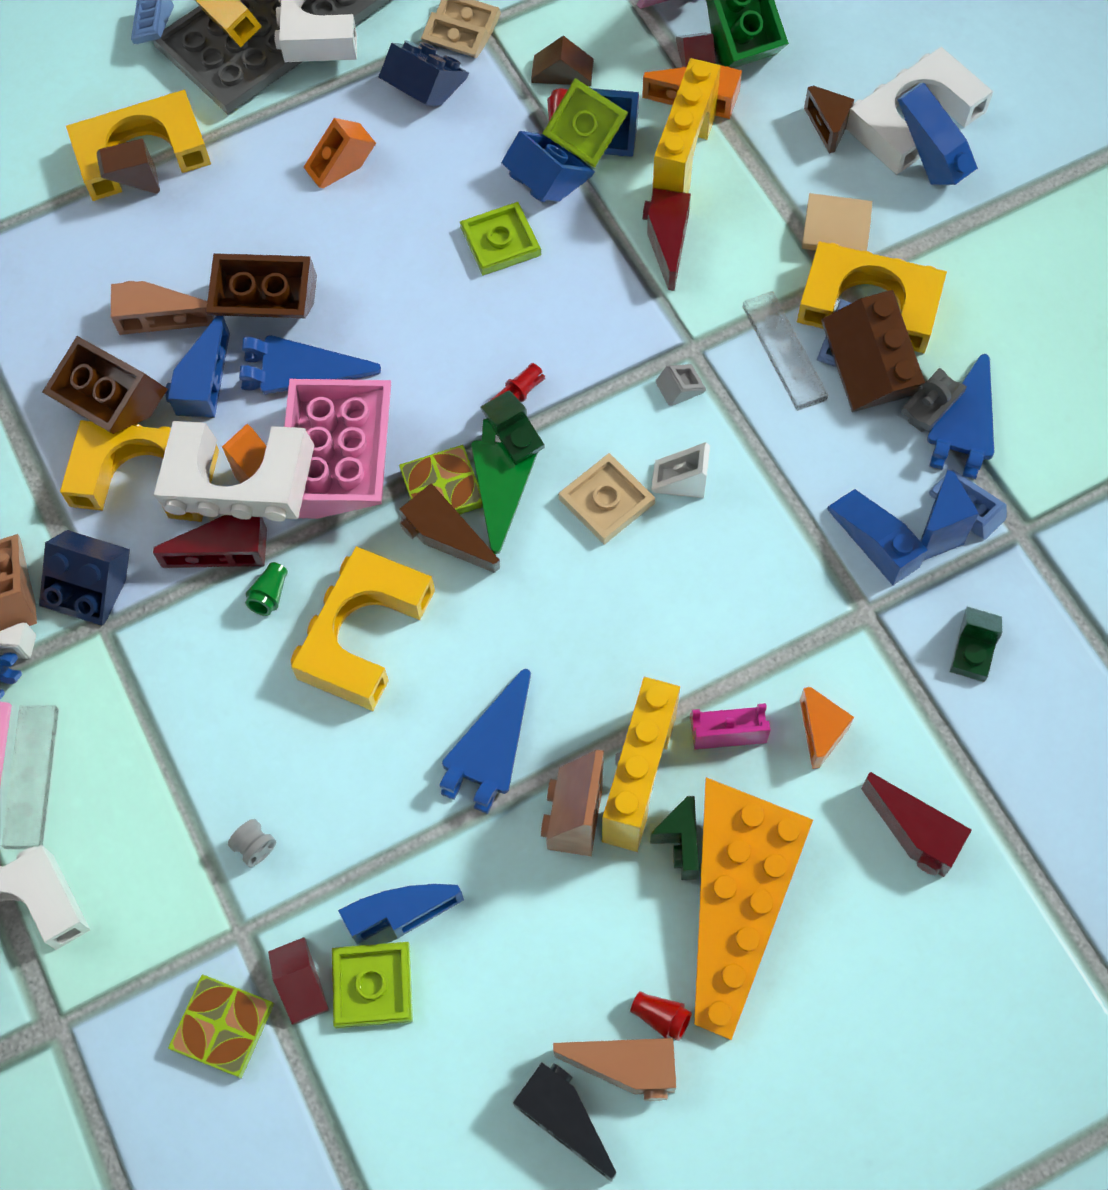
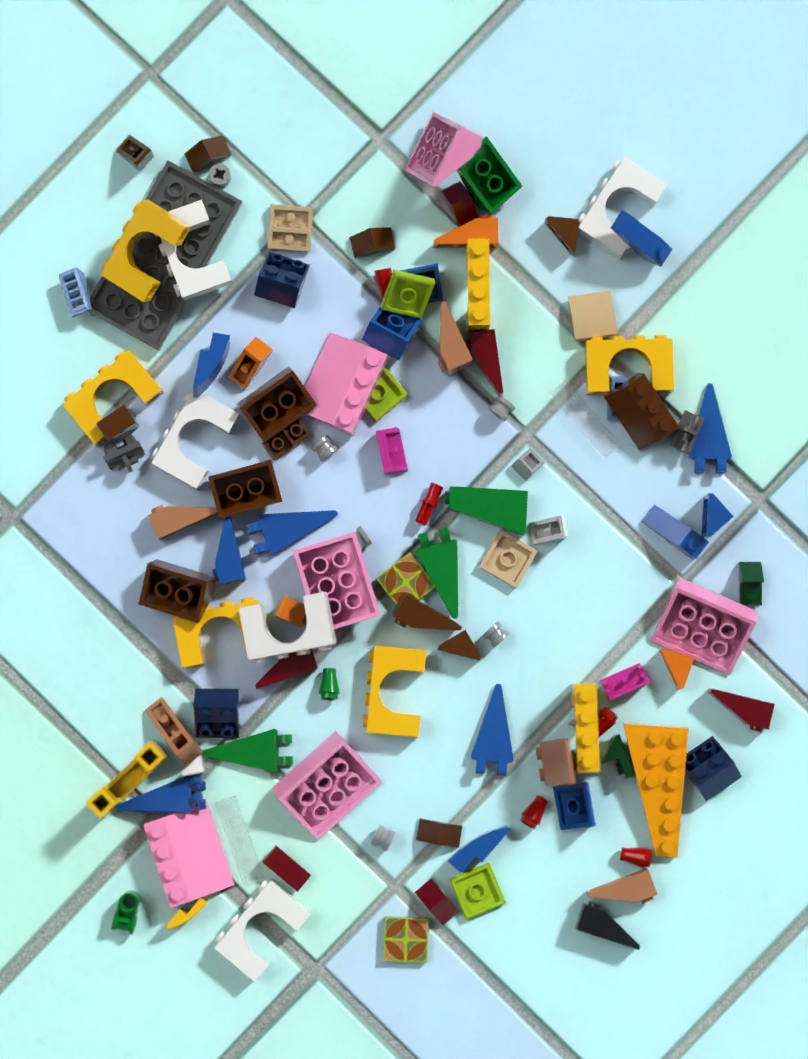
camera: 25 degrees left, 20 degrees up
(79, 841) = (286, 868): none -> dark red slope
(116, 650) = (254, 751): none -> green flag
(119, 212) = (124, 456): none -> dark grey hips
(198, 735) = (326, 785): none -> bright pink slope
(241, 187) = (169, 455): none -> white arch
(283, 132) = (210, 363): none -> blue slope
(347, 866) = (439, 833): none -> reddish brown slope
(351, 201) = (276, 404): none -> reddish brown slope
(356, 256) = (286, 439): none -> reddish brown slope
(395, 278) = (324, 448): none -> light grey wheel
(399, 406) = (362, 538): none -> light grey wheel
(457, 212) = (344, 382): none -> bright pink slope
(486, 592) = (460, 645): none -> reddish brown slope
(488, 309) = (391, 450): none -> dark pink hinge
(511, 884) = (534, 812): none -> red cone
(512, 426) = (438, 536): dark green slope -> none
(549, 593) = (496, 634): none -> light grey wheel
(582, 893) = (574, 806): none -> blue slope
(605, 416) = (493, 506): none -> green slope
(622, 199) = (452, 349): none -> nougat slope
(667, 298) = (502, 408): none -> light grey wheel
(675, 775) = (606, 720): none -> red cone
(833, 907) = (710, 768): none -> dark blue slope
(886, 680) = (704, 626): none -> bright pink slope
(991, 509) = (735, 490): medium blue slope -> none

